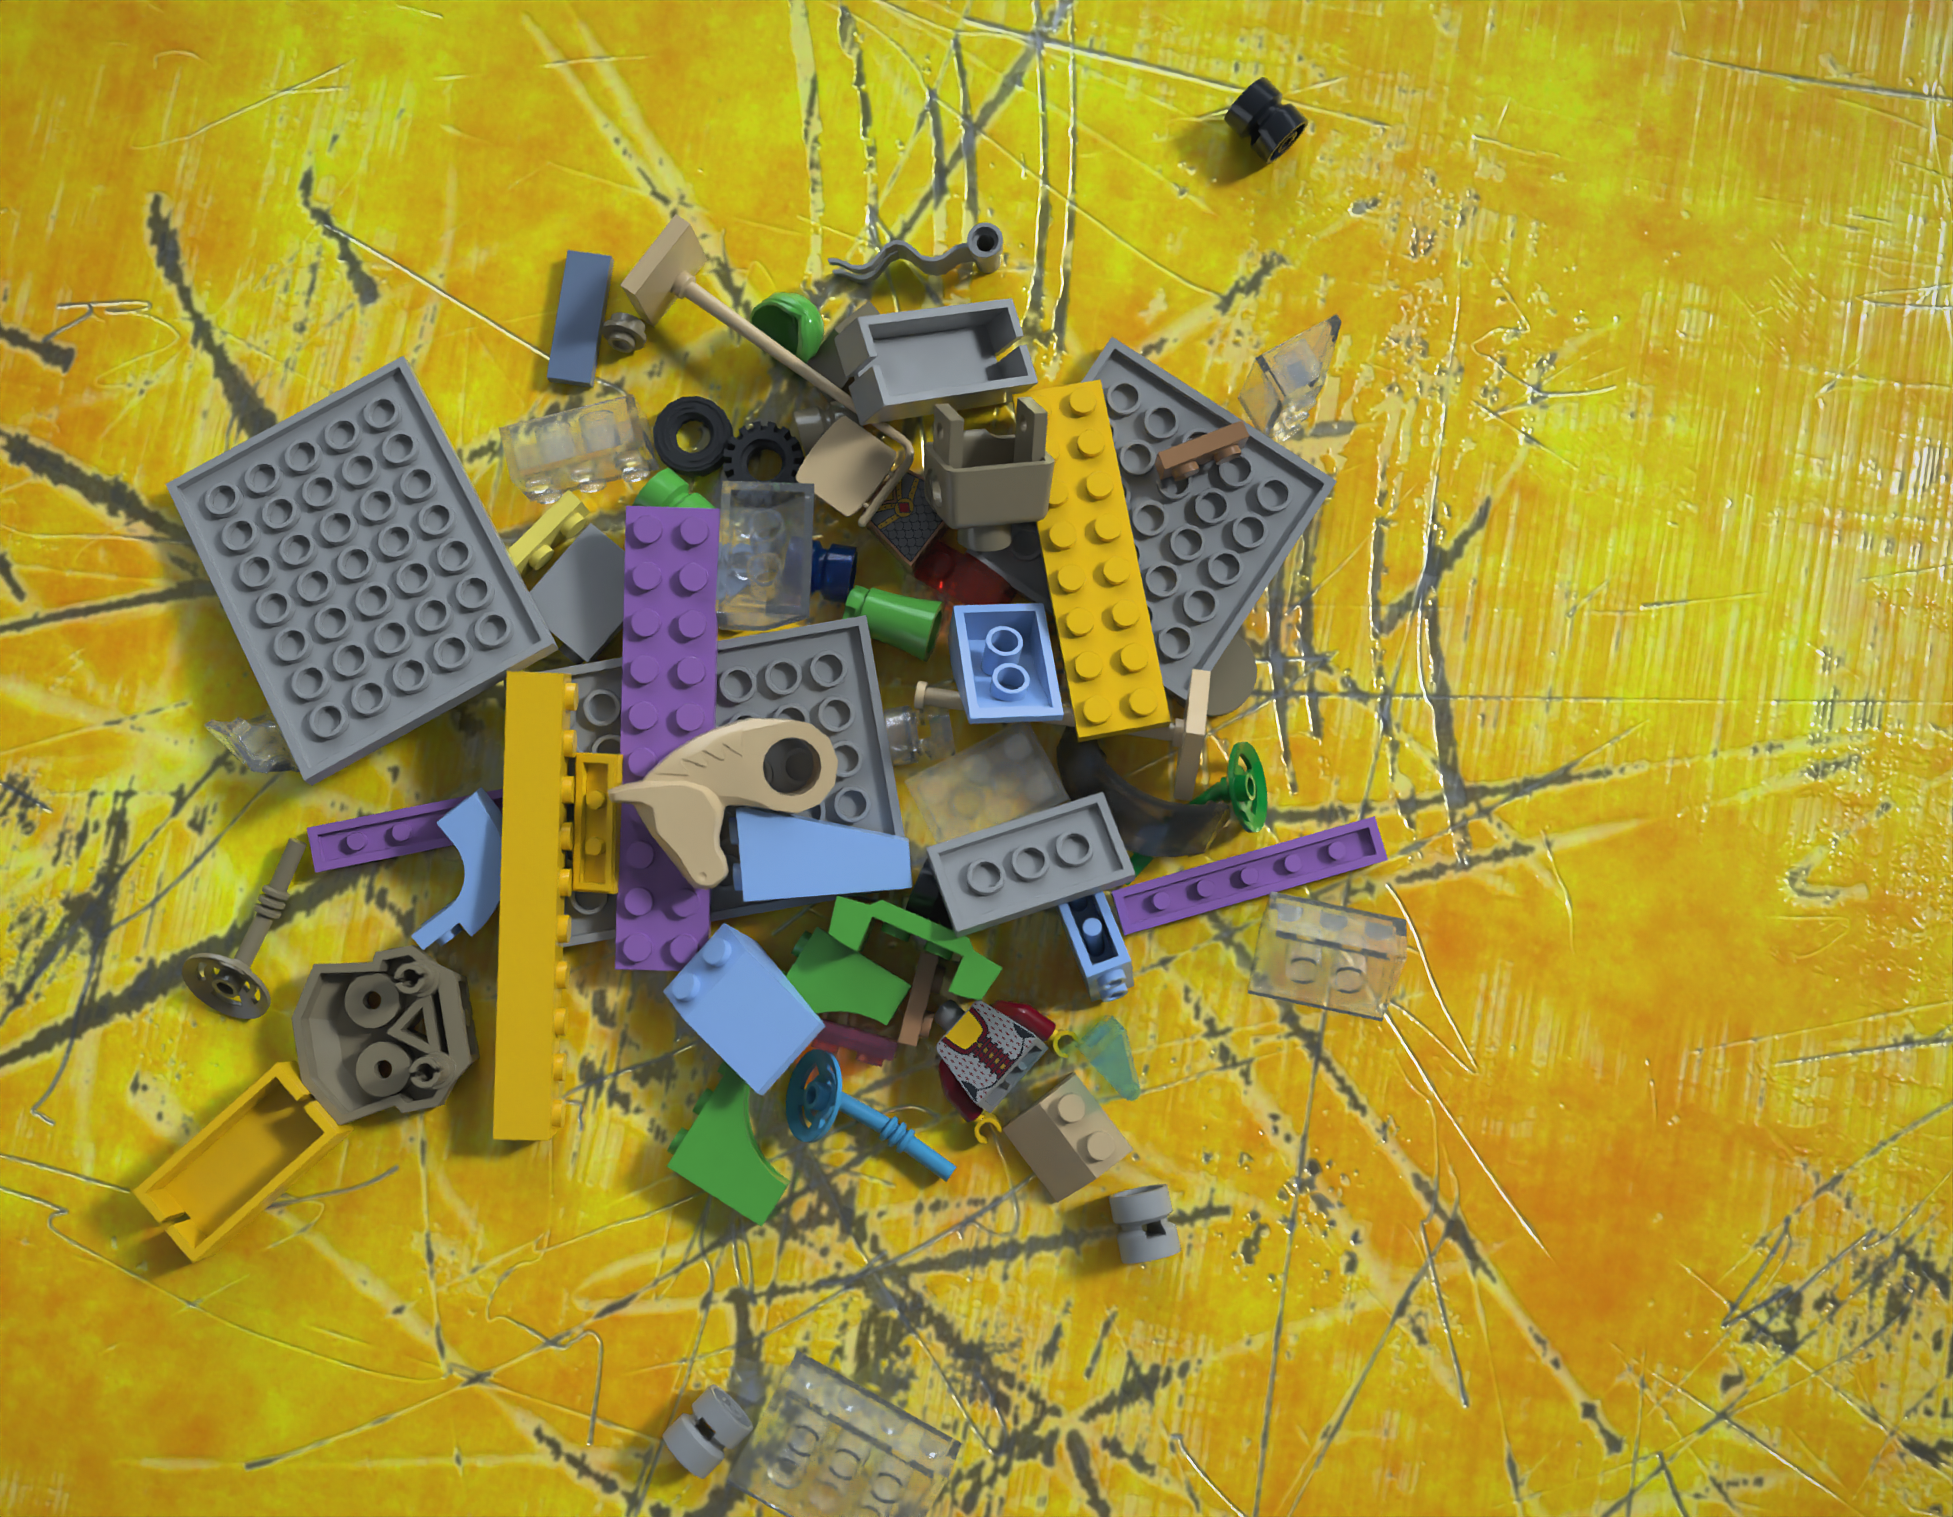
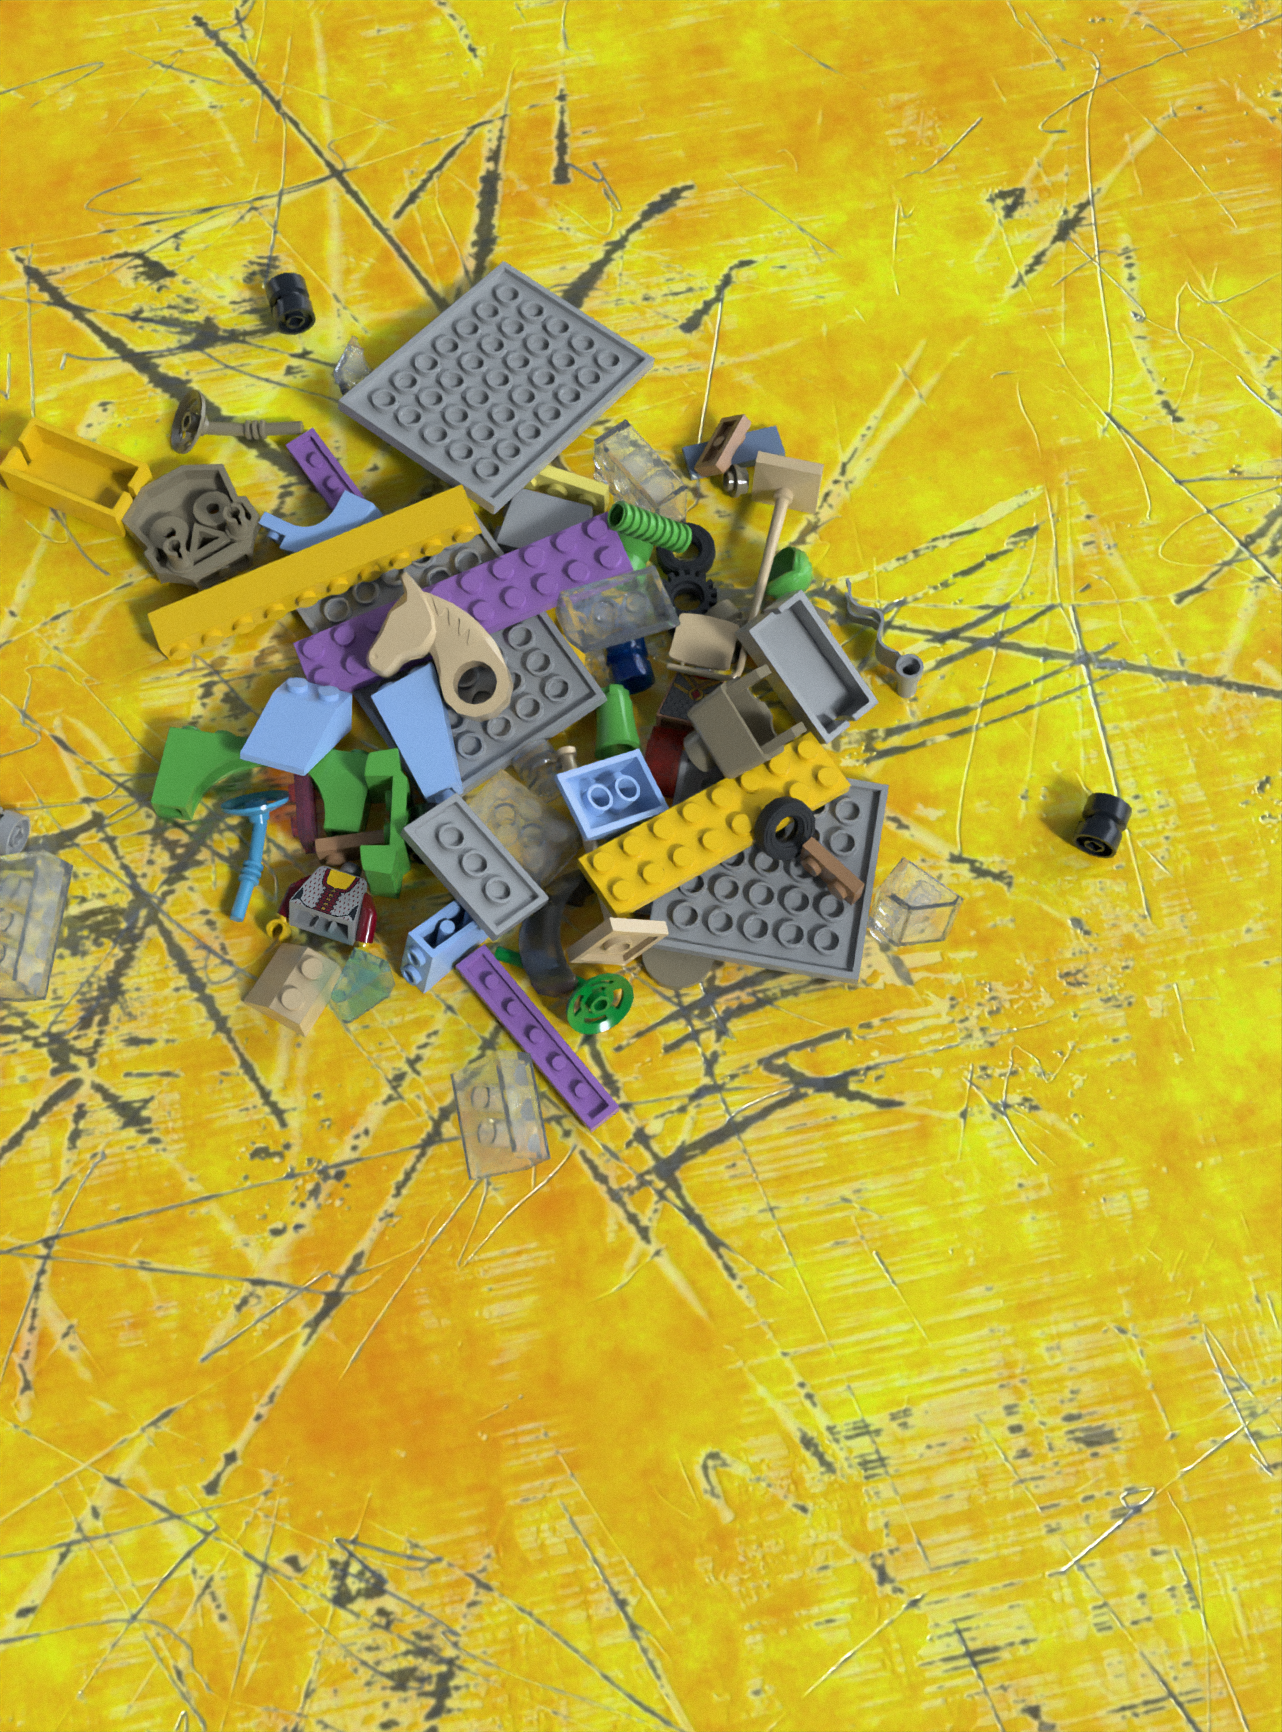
camera: 65 degrees right, 15 degrees down
(93, 785) = (290, 303): none -> black wheel
(574, 326) = (723, 445): none -> medium nougat plate
(596, 823) = (385, 589): yellow tile -> none
(664, 465) = (649, 527): none -> bright green piece
(1131, 458) = (771, 817): none -> black tyre
(1144, 1206) = (262, 1055): light grey wheel -> none

